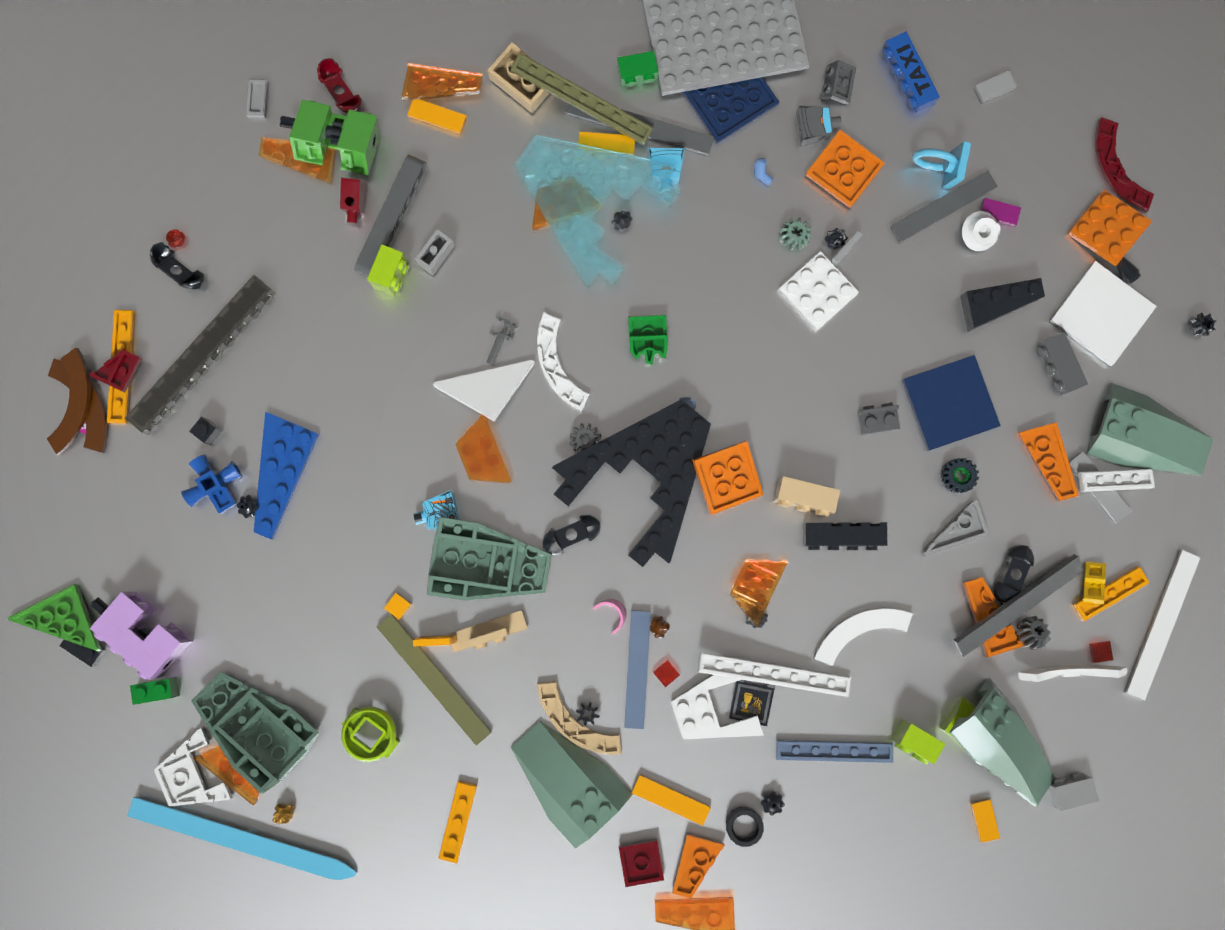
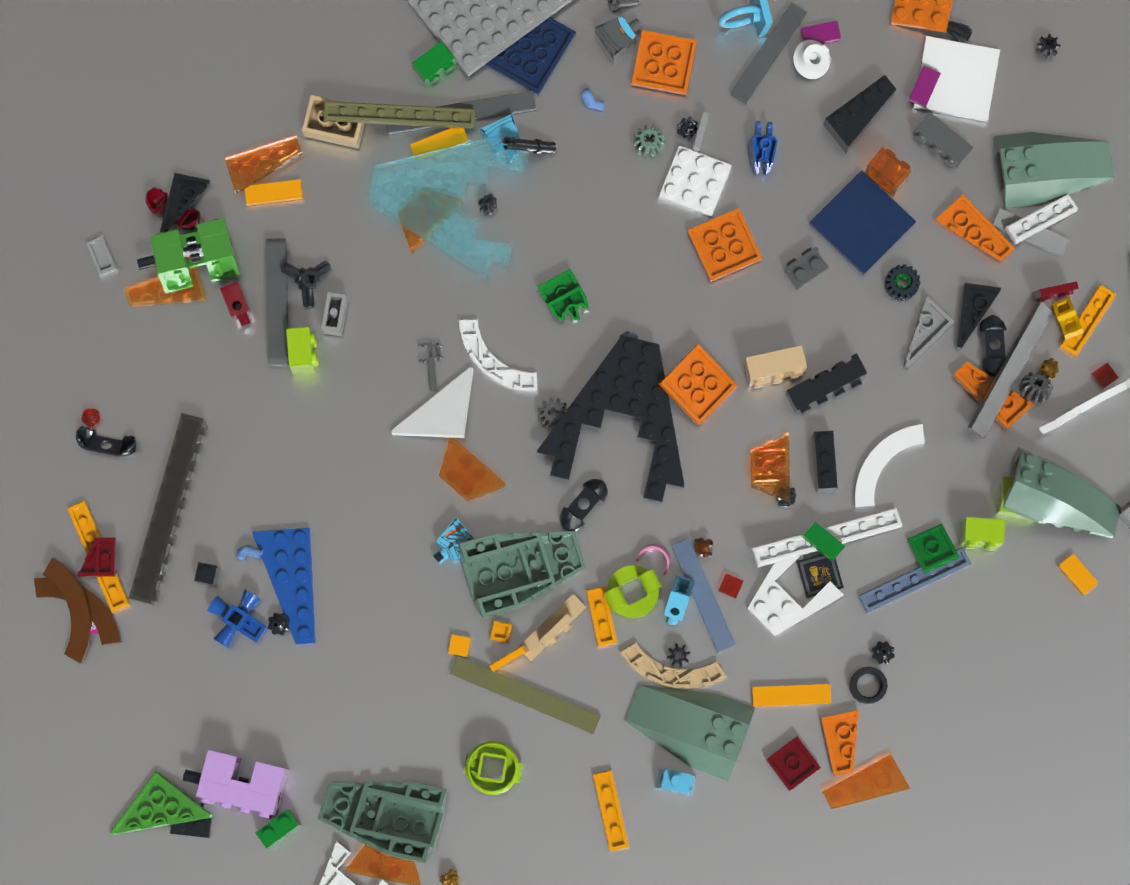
camera: 20 degrees left, 5 degrees down
(254, 428) = (248, 550): none -> medium blue arm
(354, 78) = (182, 196): none -> black wing
(435, 208) = (299, 276): none -> black bush
(440, 612) = (501, 631): none -> light orange tile
(527, 827) = (675, 781): none -> medium azure torso
(537, 643) = (601, 617): none -> light orange tile
(594, 635) = (649, 583): none -> lime piece
(608, 668) = (678, 599): none -> medium azure torso
(689, 187) = (535, 145): none -> black pin
(769, 679) = (823, 541): none -> green tile
(807, 603) = (824, 461): none -> black brick
(816, 361) = (724, 245): none -> orange plate
(865, 731) = (933, 548): none -> green tile
(894, 290) = (762, 148): none -> blue hinge
(999, 368) = (888, 171): none -> clear orange brick
(1015, 528) = (974, 305): none -> black wing
(1055, 620) = (1050, 368): none -> pearl gold plant
(1071, 306) = (924, 86): none -> magenta tile
(1096, 554) = (1049, 293): none -> dark red plate

